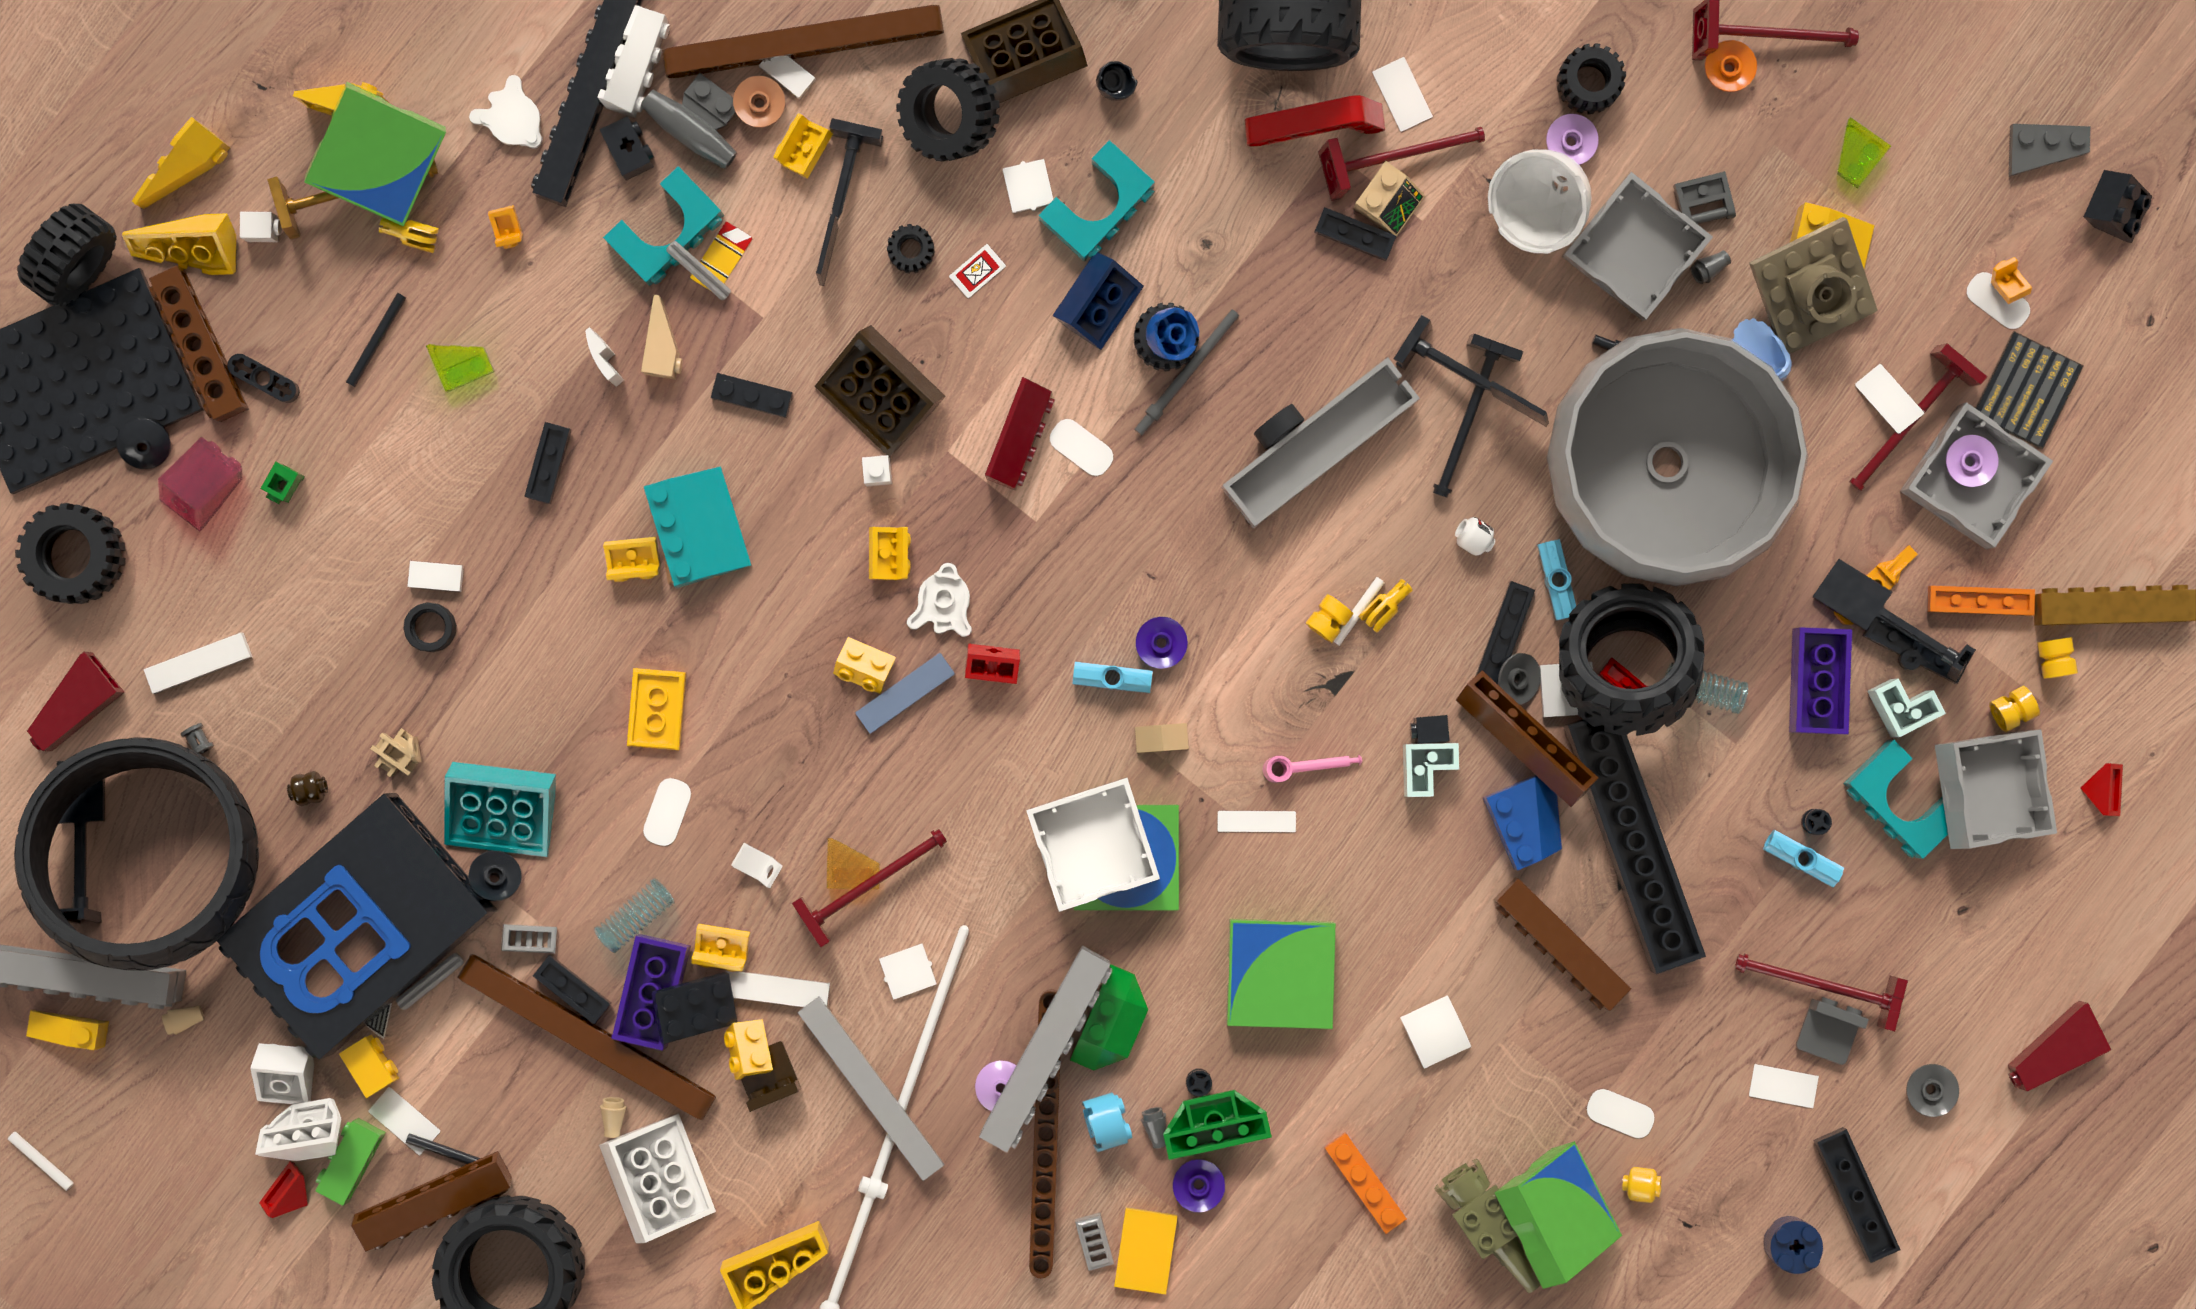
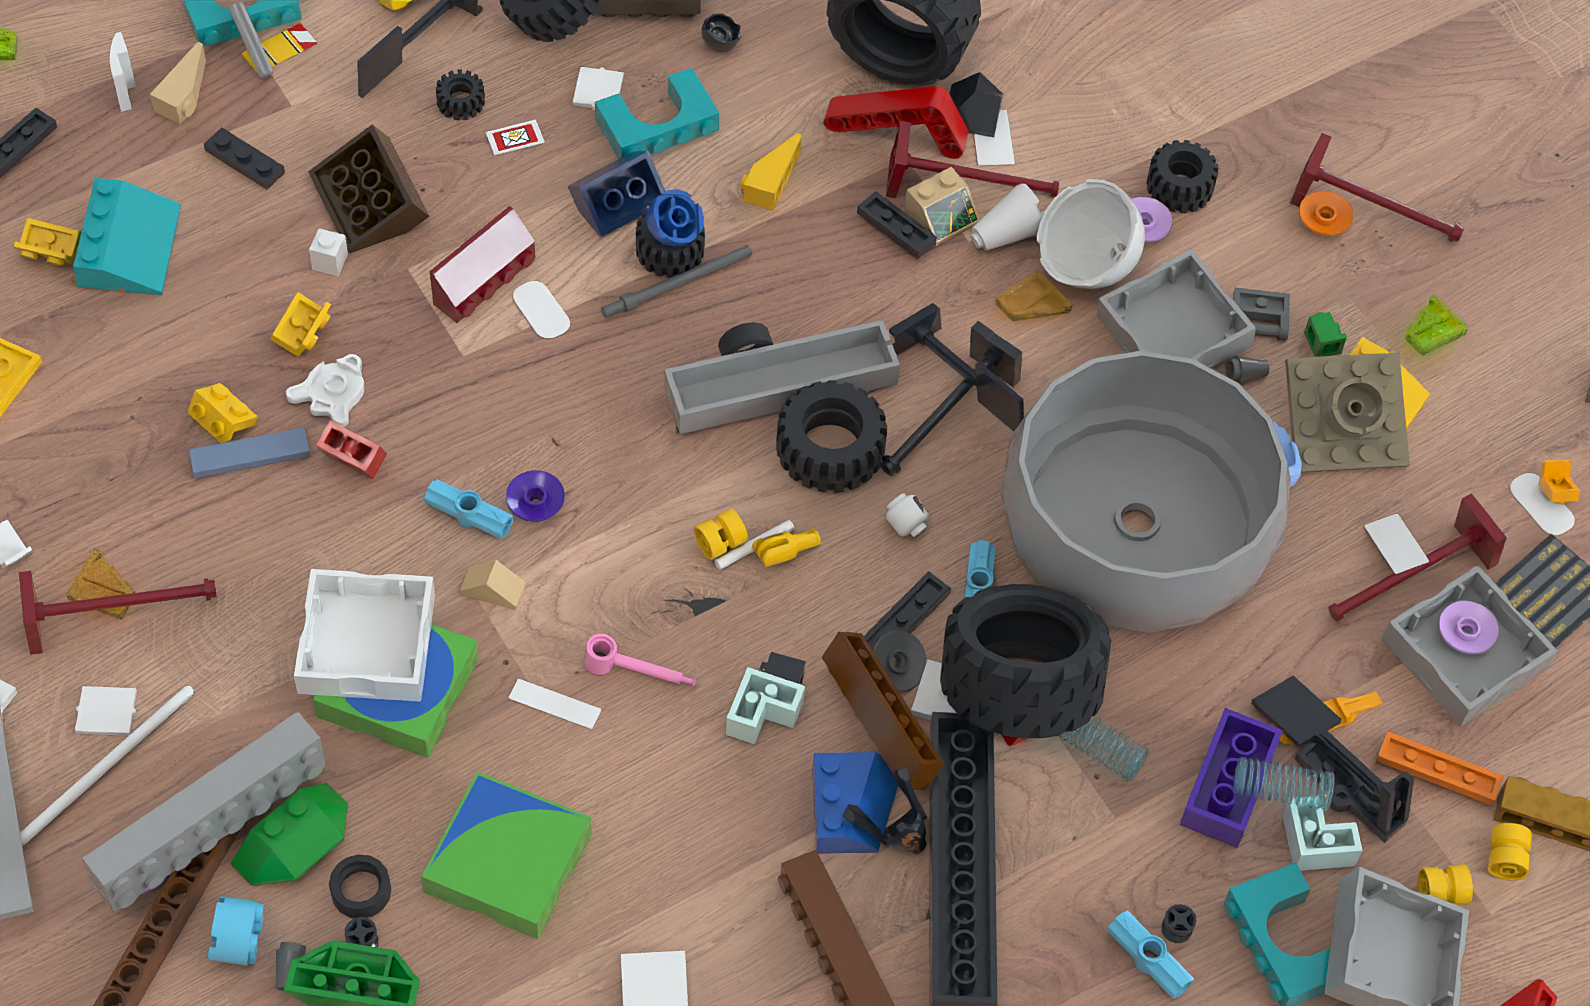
camera: 15 degrees right, 30 degrees down
(1179, 1062) = (356, 864): none -> black tyre
(1223, 231) = (770, 174): none -> yellow slope
(1377, 70) = (977, 103): none -> black slope
(1415, 468) = (831, 406): none -> black tyre
(1455, 194) = (1009, 221): none -> white cone
(1502, 266) = (1032, 299): none -> clear yellow wing
(1577, 832) = (905, 833): none -> black piece
(1766, 202) = (1324, 335): none -> green brick
(1836, 698) = (1324, 793): none -> clear light blue piece

